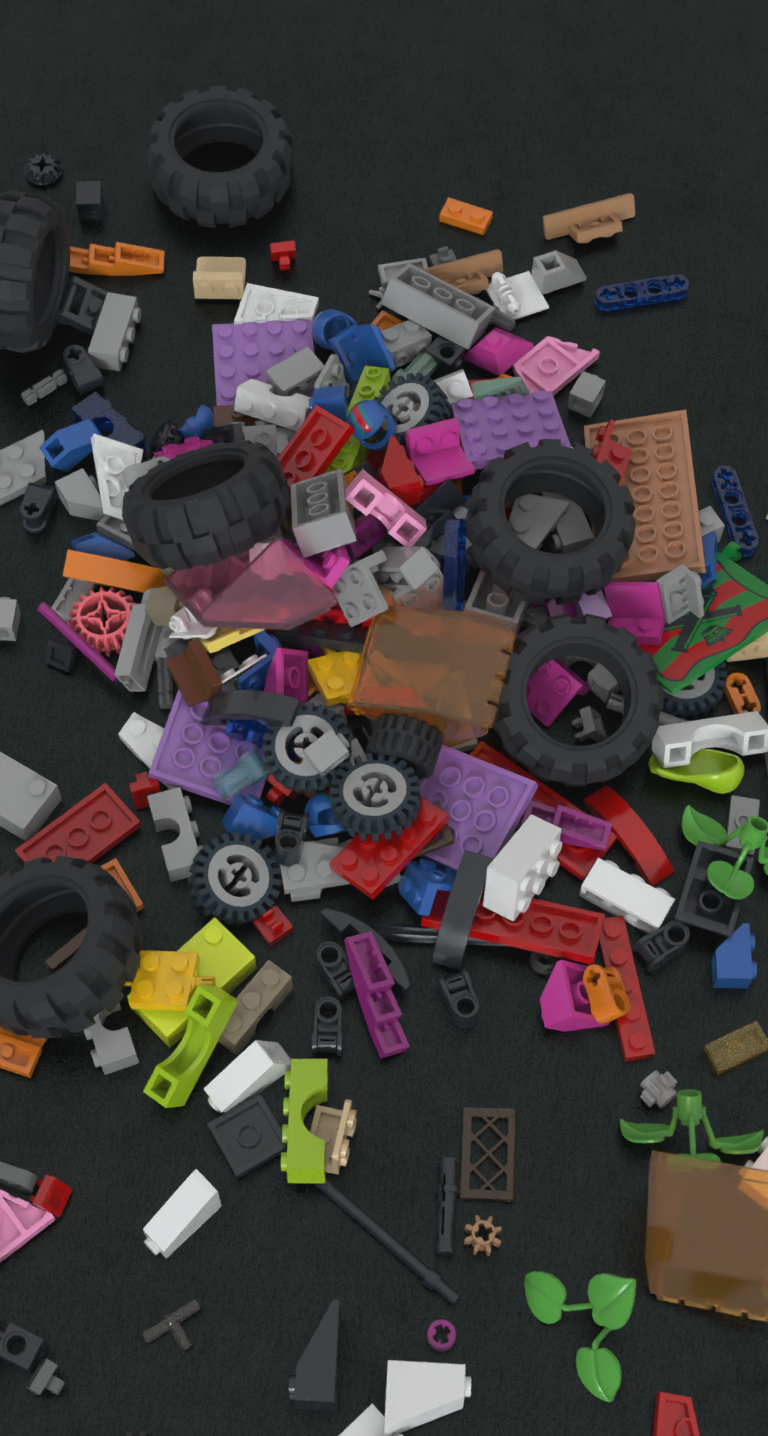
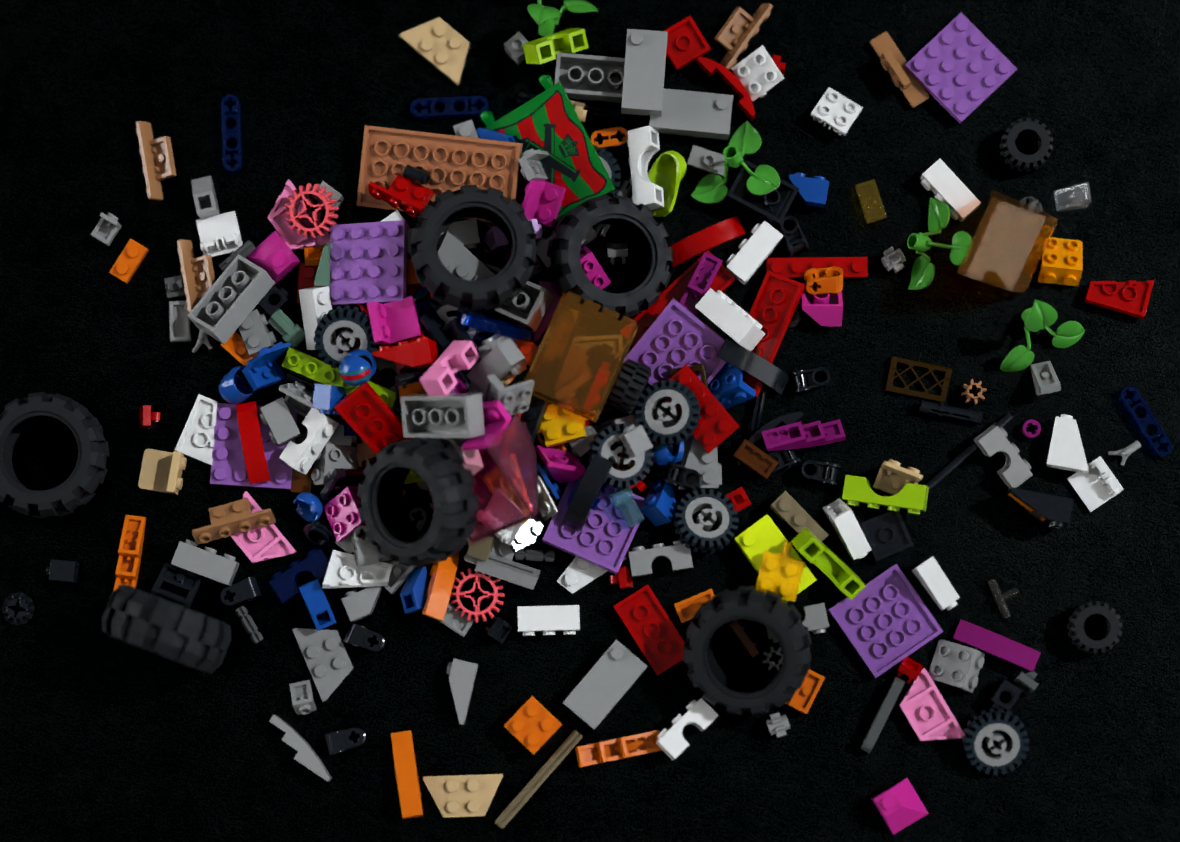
camera: 75 degrees left, 20 degrees up
(60, 1268) = (956, 665): none -> light grey bracket
(78, 641) = (497, 614): magenta bar -> none
(80, 708) = (548, 619): none -> white brick
(96, 1325) = (996, 645): none -> magenta slope
(120, 1153) = (886, 621): none -> medium lavender plate
(157, 379) = (262, 542): none -> bright pink wing
(168, 345) = (231, 520): none -> medium nougat bracket
(194, 674) = (544, 530): reddish brown panel -> none
(261, 351) = (252, 442): none -> red slope
(330, 930) = (755, 459): none -> reddish brown plate
(411, 1274) = (1015, 469): none -> light grey arch
(499, 188) = (106, 228): none -> light grey bracket
(523, 1344) = (1045, 378): none -> light grey slope
(565, 369) = (315, 217): none -> coral gear
(634, 472) = (418, 175): none -> black pin
(711, 1345) = (1062, 262): none -> light orange bracket

